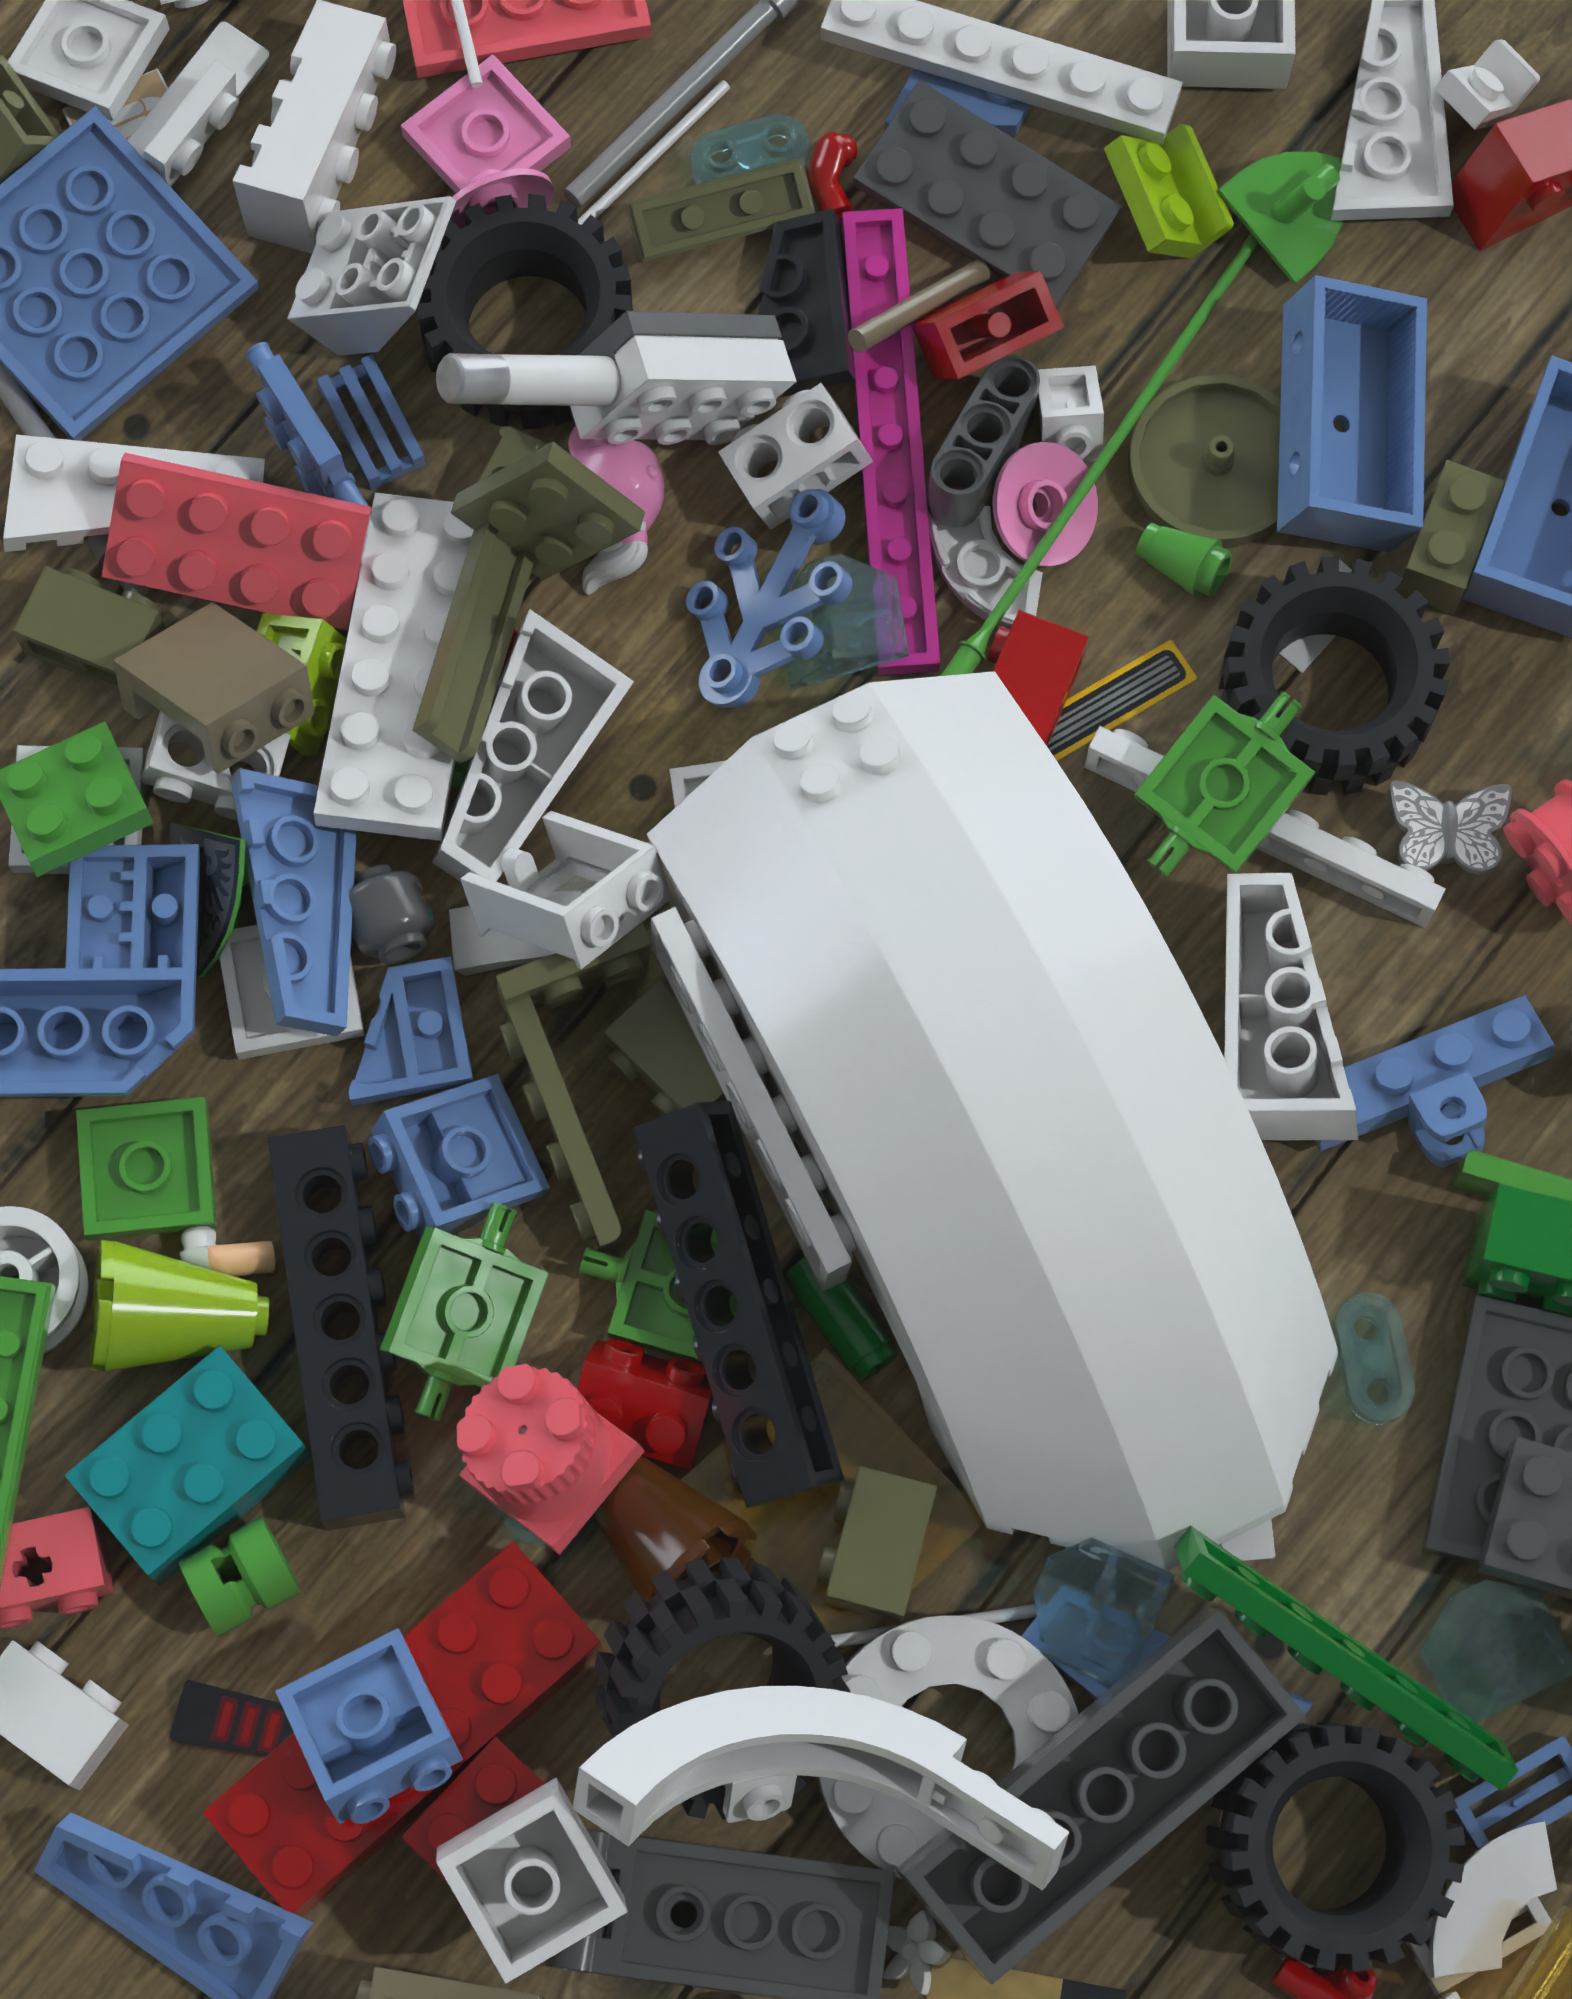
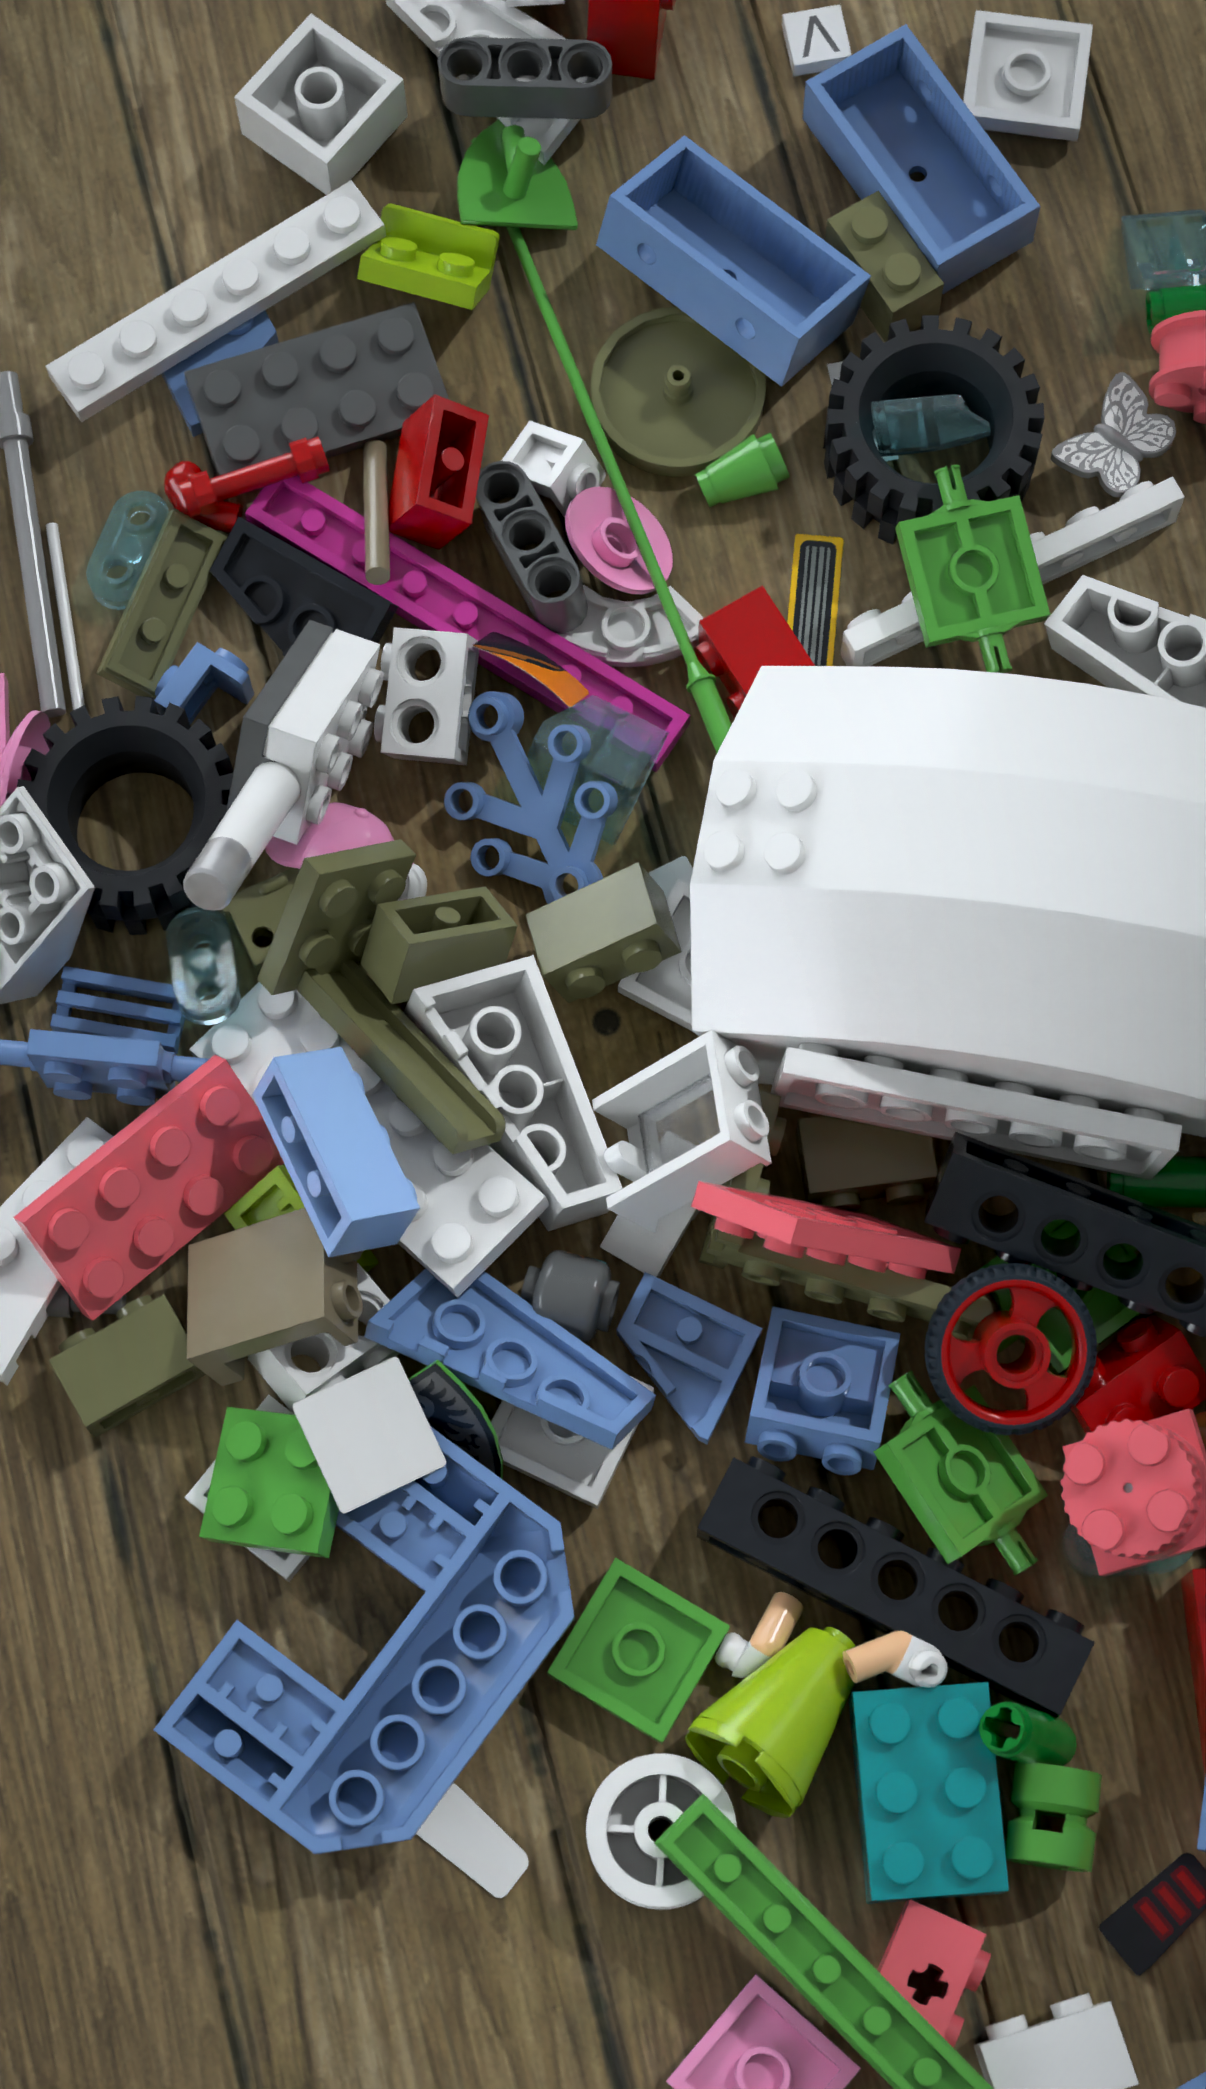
camera: 50 degrees left, 0 degrees up
(151, 834) = (369, 1434): none -> white sticker
(276, 1360) = (898, 1655): none -> arm
(284, 1507) = (1027, 1735): none -> green piece
(352, 645) = (336, 1151): none -> light blue brick
(439, 453) = (204, 969): none -> clear light blue plate
(563, 1052) = (825, 1232): none -> coral plate
(592, 601) = (435, 940): none -> olive brick
(640, 1255) = (1032, 1294): none -> red wheel
(671, 278) = (199, 677): none -> medium blue bracket
(692, 718) = (603, 933): none -> brick
(830, 169) = (305, 460): none -> red bar
(882, 515) = (536, 665): none -> sticker
(1329, 663) = (925, 424): none -> clear light blue slope
(1378, 119) = (502, 60): none -> dark grey beam

